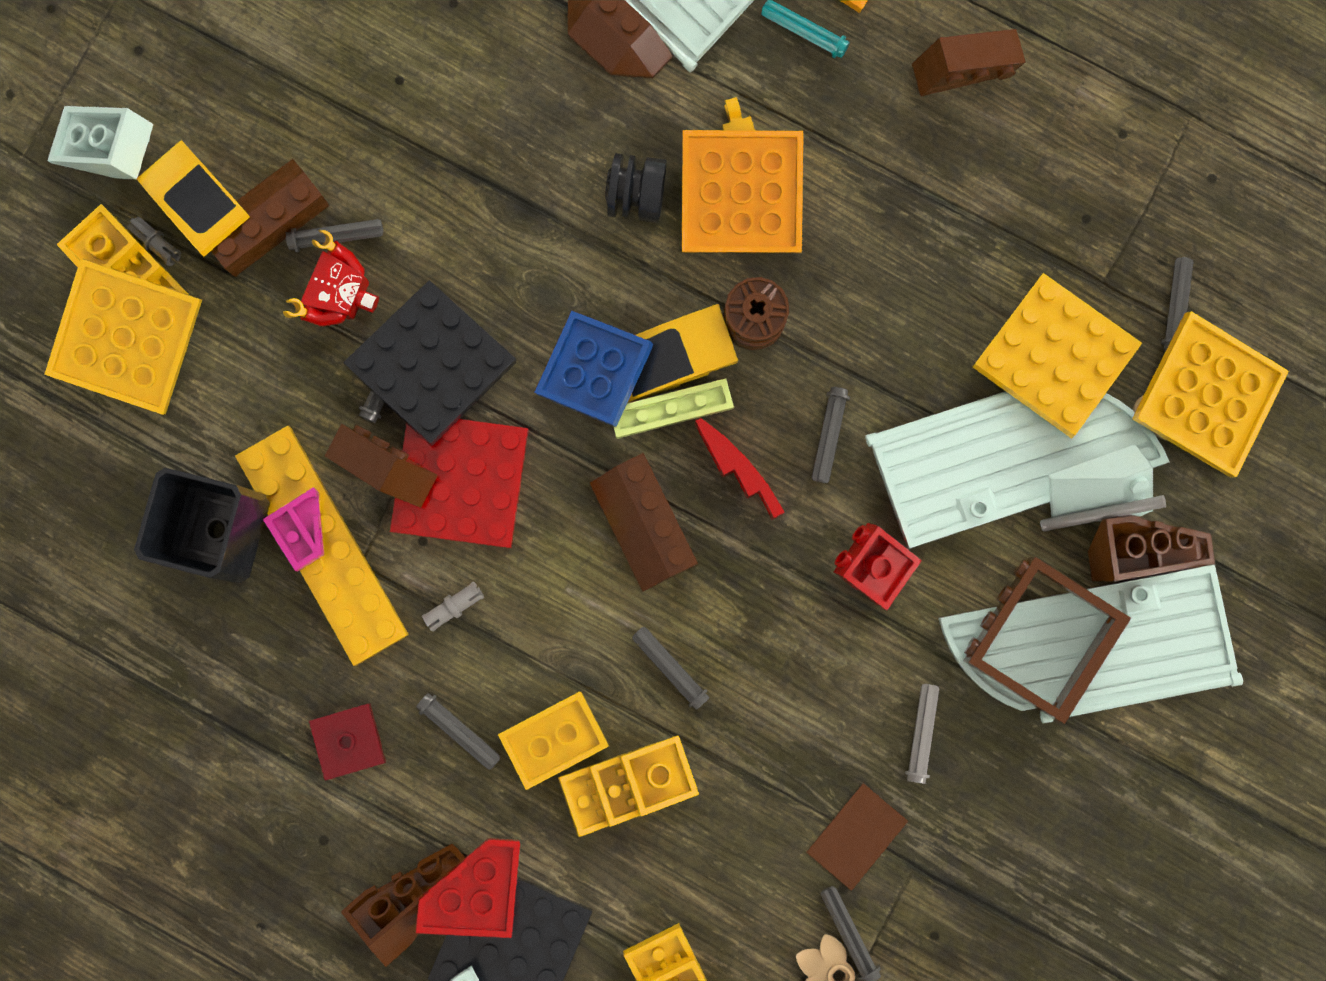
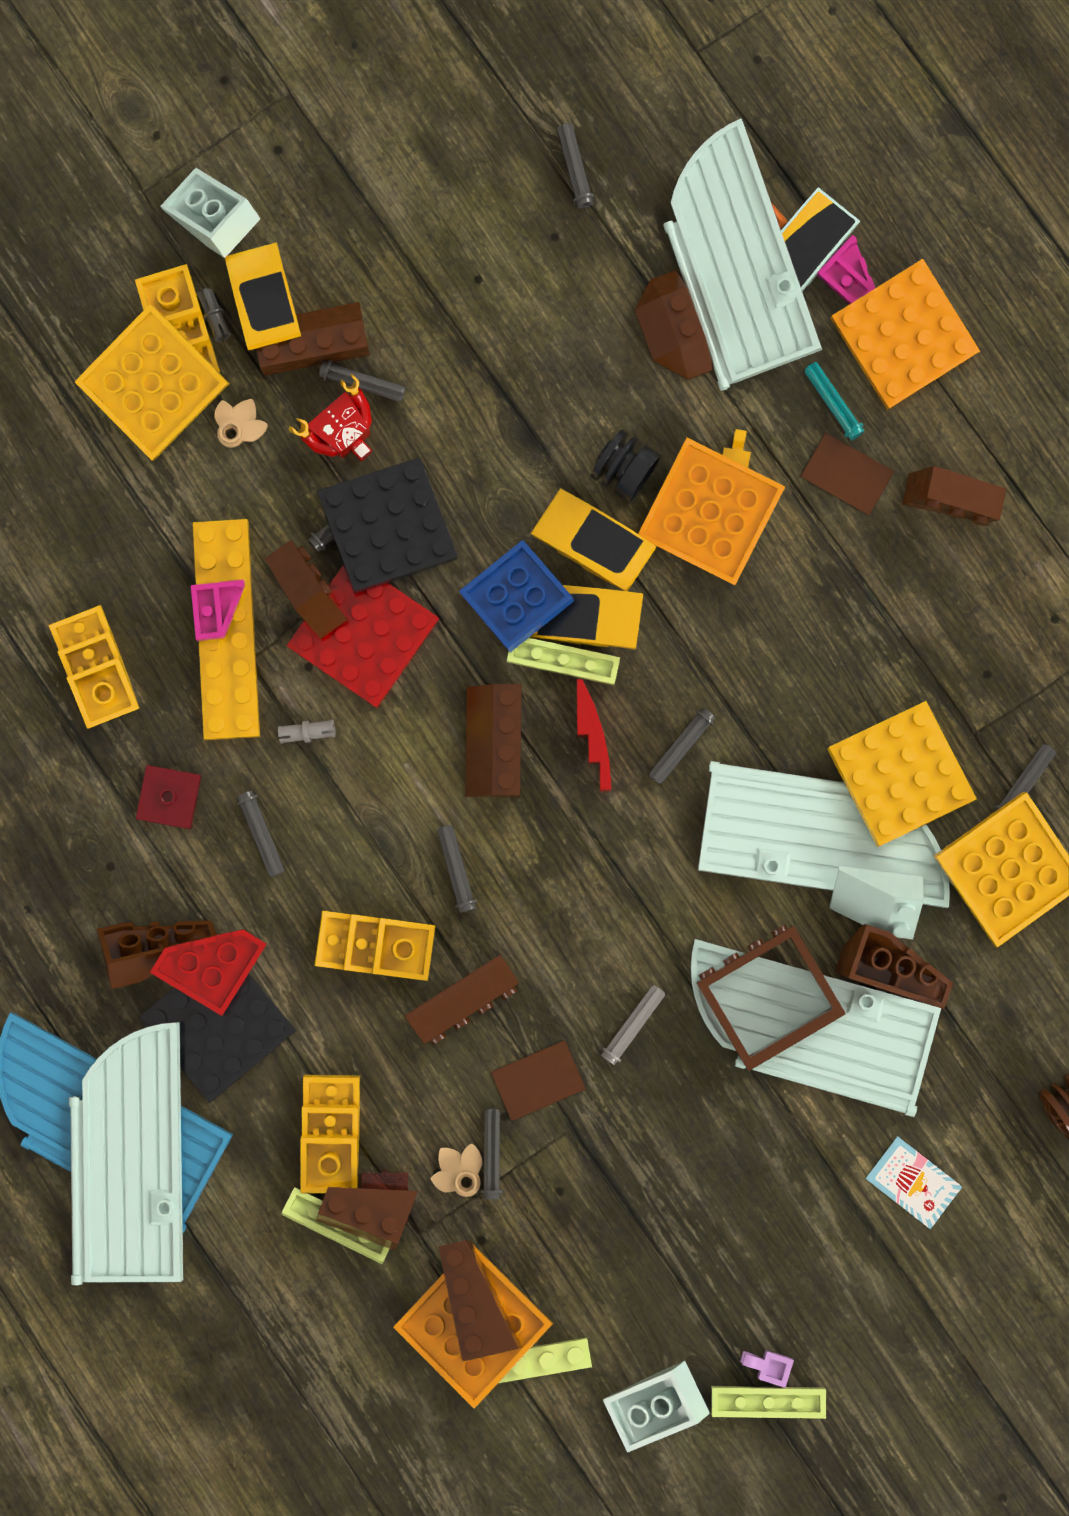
camera: 30 degrees right, 0 degrees up
(182, 521) = (127, 553): black plate -> none
(207, 649) = (94, 666): none -> yellow slope
(232, 331) = (239, 419): none -> tan plate
(553, 740) = (333, 878): yellow plate -> none
(641, 276) = (593, 540): none -> slope
(743, 796) = (463, 999): none -> reddish brown slope
(751, 330) = (661, 629): reddish brown wheel -> none
(853, 93) = (847, 474): none -> reddish brown sticker
(876, 565) = (664, 870): red plate -> none
(1103, 513) = (863, 918): light grey bar -> none
(1273, 748) = (914, 1182): none -> sticker

